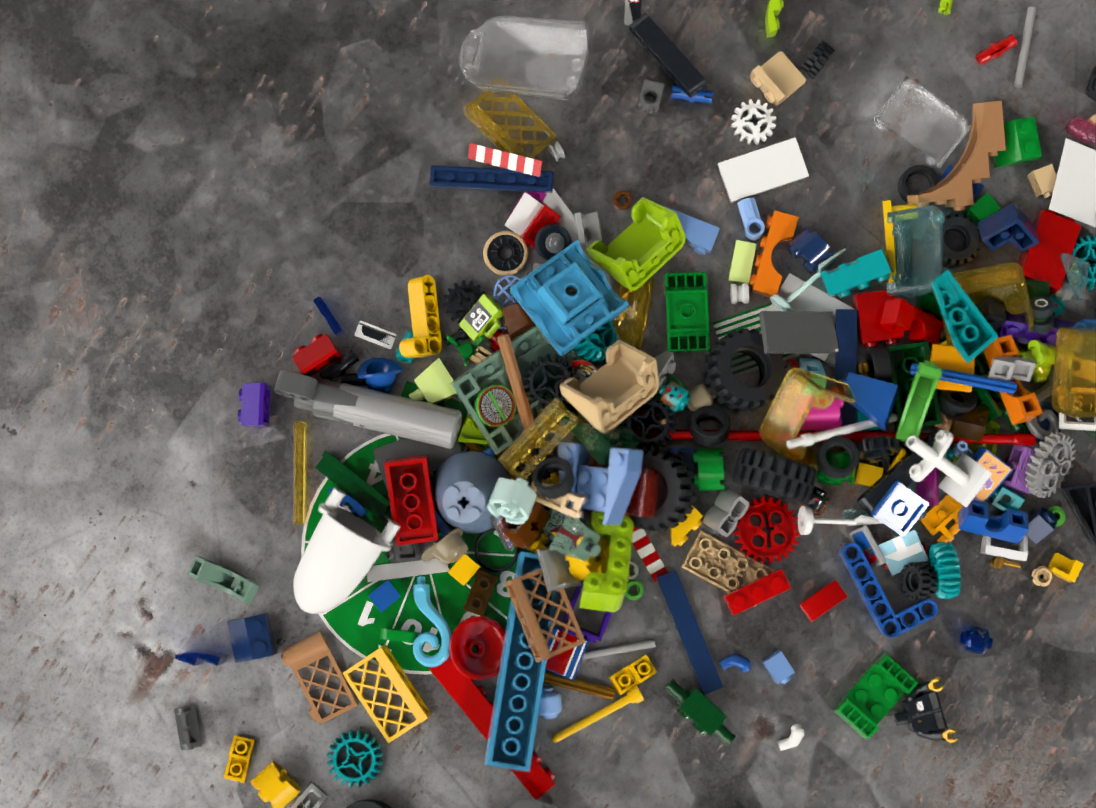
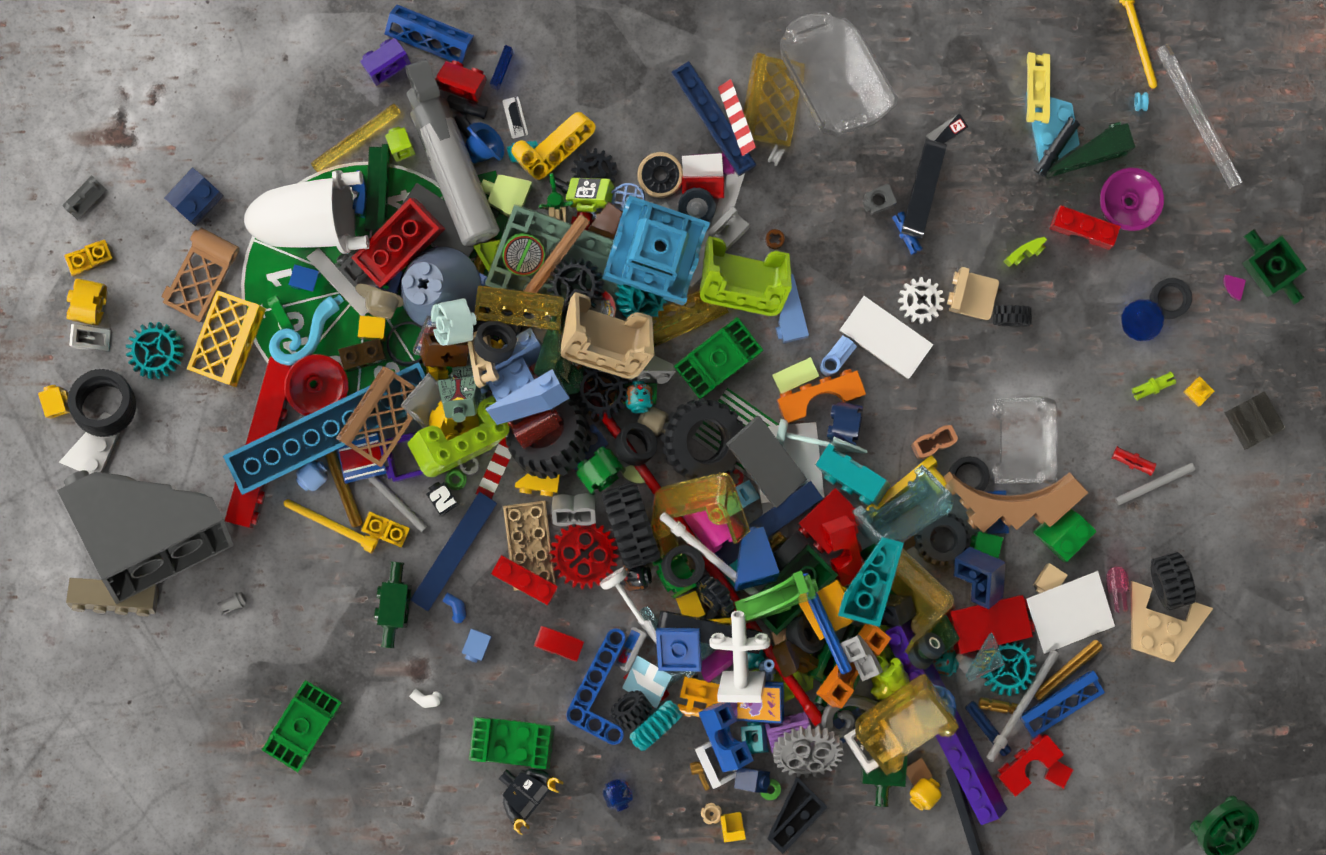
camera: 55 degrees right, 0 degrees up
(197, 657) = (147, 164): clear blue slope -> none
(223, 579) = (225, 138): sand green arch -> none
(254, 350) = (428, 27): none -> blue fence
(330, 441) = (399, 143): none -> lime slope
(640, 611) = (442, 498): none -> brick
(730, 446) = (632, 475): none -> yellowish green tile
(739, 293) = (766, 391): white wheel -> none
(873, 187) = (930, 443): none -> nougat brick

